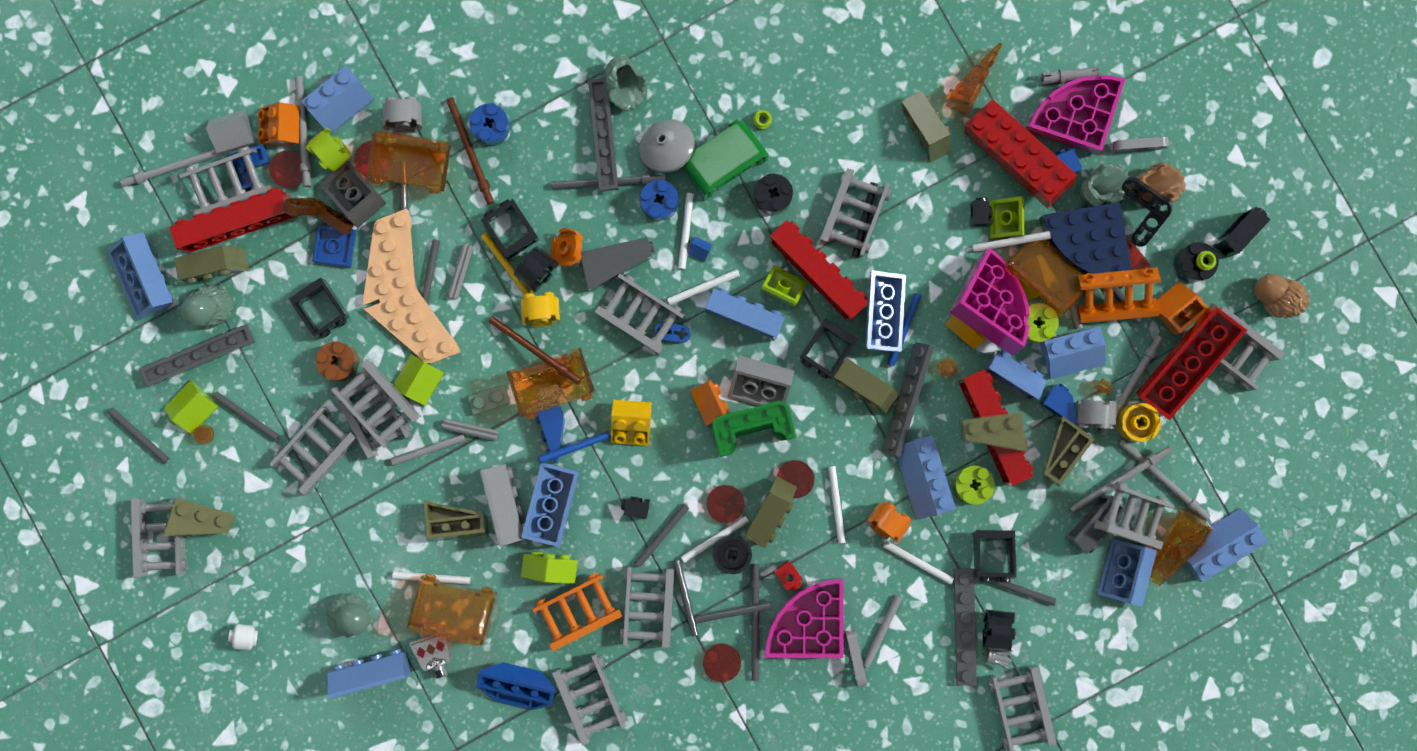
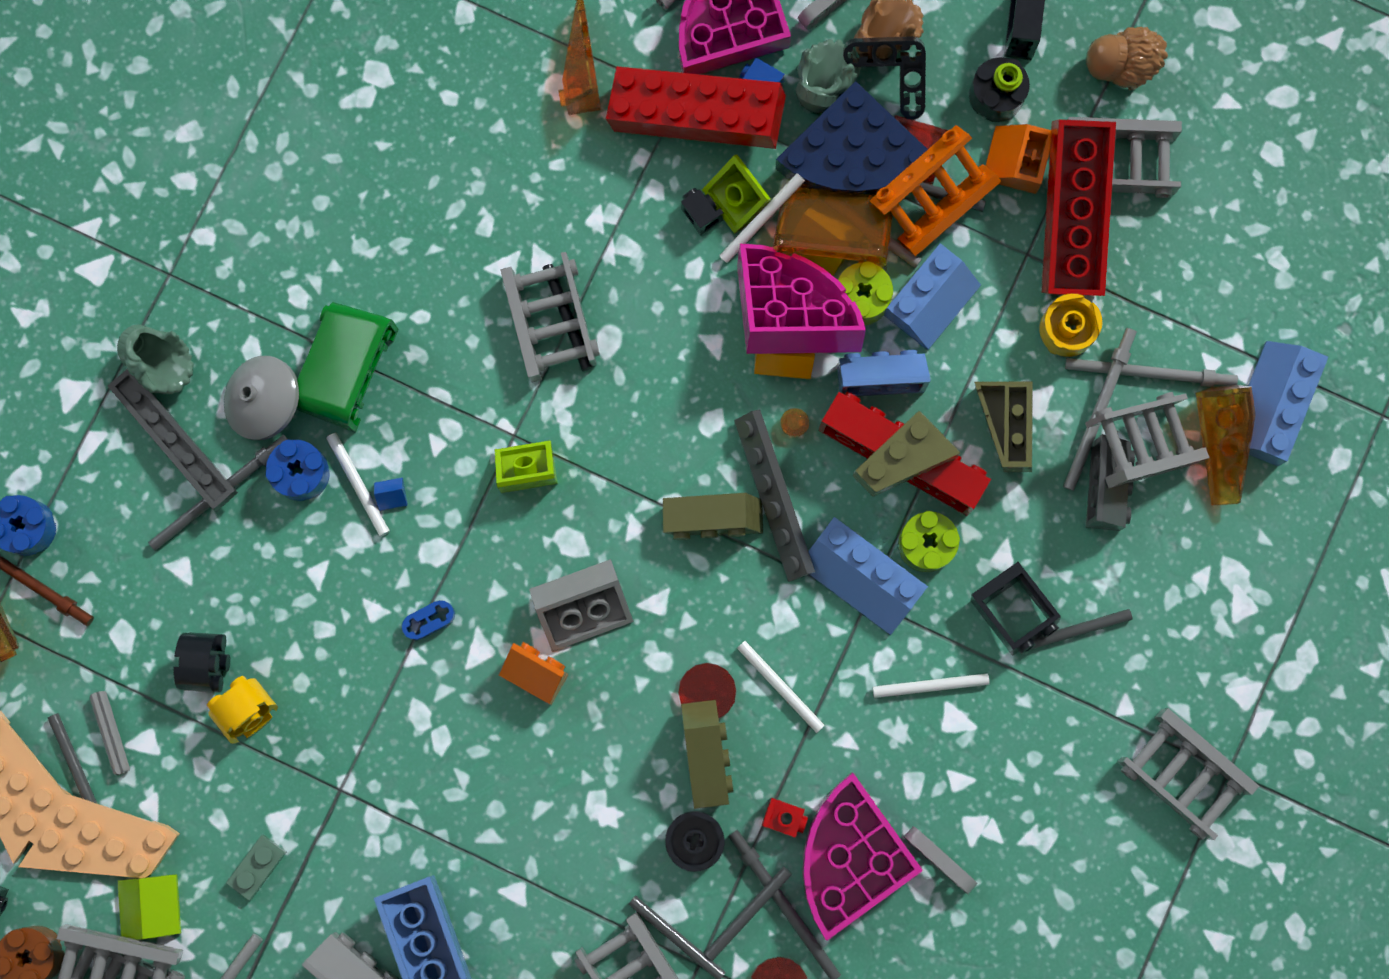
camera: 30 degrees left, 5 degrees down
(470, 429) = (257, 922): light grey axle -> none
(504, 262) = (156, 681): yellow bar -> none
(520, 245) = (161, 650): black window -> none
(543, 388) = (319, 791): clear orange windscreen -> none
(553, 428) = (358, 840): blue slope -> none
(563, 370) = (320, 763): copper bar -> none
(573, 241) = (222, 595): orange plate -> none
(574, 447) = (403, 850): blue bar -> none
(607, 262) = (292, 584): dark grey slope -> none
(631, 422) = (454, 768): yellow slope -> none
(635, 507) = (534, 869): black brick -> none
(639, 332) = (386, 648): light grey fence -> none
(662, 534) = (592, 881): dark grey bar -> none
(703, 287) = (427, 537): white bar -> none
(713, 540) = (659, 842): white bar -> none
(725, 503) = (642, 784): clear red tile -> none
(744, 314) = (500, 534): medium blue slope -> none
(752, 420) = (600, 658): green windscreen -> none
(762, 113) = (351, 279): lime plate -> none
(772, 183) = (447, 371): black brick -> none
(817, 270) = (552, 417): red brick -> none
(839, 333) = (632, 475): black window -> none
(882, 631) = (948, 803): light grey bar -> none
(885, 312) = (670, 409): medium blue slope -> none
(889, 522) = (858, 661): orange brick -> none
(906, 324) = (710, 416): blue bar -> none
(927, 125) = (562, 152): olive wedge -> none
(965, 627) = (1045, 724): dark grey plate -> none
(994, 657) = (1108, 735): flat silver piece -> none
(998, 630) = (1087, 697): black brick -> none
(1060, 402) = (960, 368): blue slope -> none
(1096, 413) = (1012, 349): light grey brick -> none
(1104, 386) = (998, 311): clear orange plate -> none
(1127, 572) = (1189, 515): medium blue slope -> none
(1149, 354) = (1024, 236): light grey bar -> none

